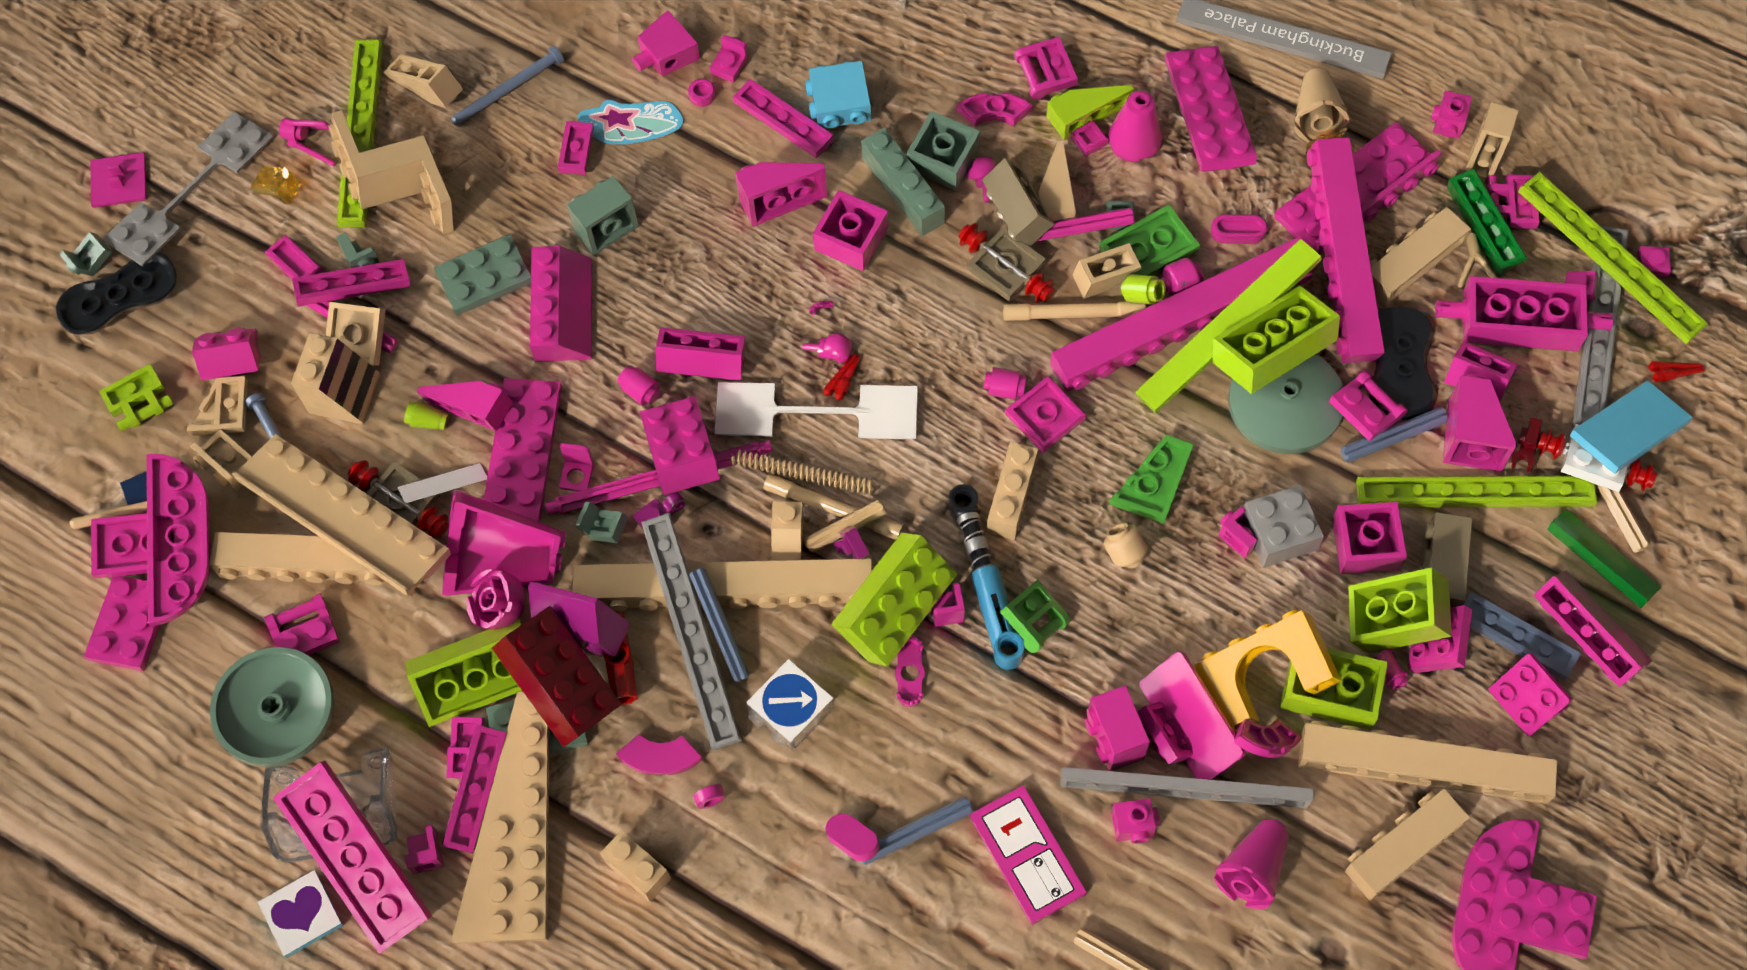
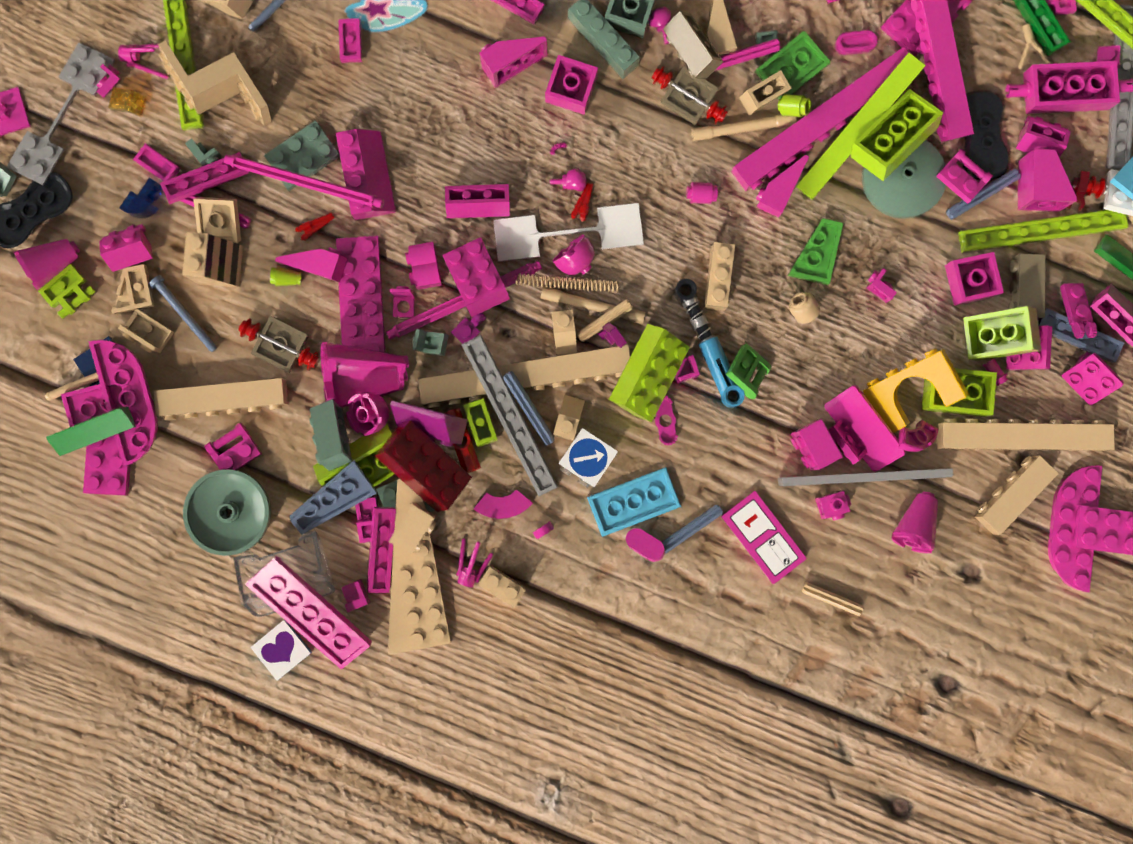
camera: 15 degrees left, 20 degrees up
(118, 568) = (91, 431): none -> slope
(120, 354) = (46, 260): none -> dark pink cone
(255, 160) = (107, 84): none -> dark pink bracket
(261, 305) = (141, 205): none -> clear blue brick
(342, 515) = (242, 365): tan plate -> none
(428, 703) = (337, 496): none -> sand blue wing
(438, 620) = (330, 435): none -> sand green brick
(442, 483) = (309, 327): white sticker -> none
(478, 298) = (304, 181): none -> dark pink piece
(478, 361) = (313, 226): none -> red piece
(524, 758) = (413, 528): none -> tan brick
(588, 844) = (468, 575): none -> dark pink plant
(603, 215) = (383, 97): sand green brick -> none
(613, 426) = (424, 266): none -> dark pink brick
(639, 385) = (436, 231): dark pink brick -> none
(648, 635) = (480, 422): none -> lime brick
(772, 649) = (568, 418): none -> tan slope
(820, 439) = (575, 257): none -> dark pink cylinder
(846, 778) = (634, 501): none -> medium azure tile
(1045, 414) = (734, 212): dark pink plate -> none
(1112, 390) = (778, 191): none -> dark pink slope
(1181, 275) = (820, 89): dark pink head -> none
(1282, 526) = (912, 277): light grey brick -> none
(1417, 254) = (991, 46): tan brick -> none
(1516, 598) = (1078, 310): none -> dark pink hinge

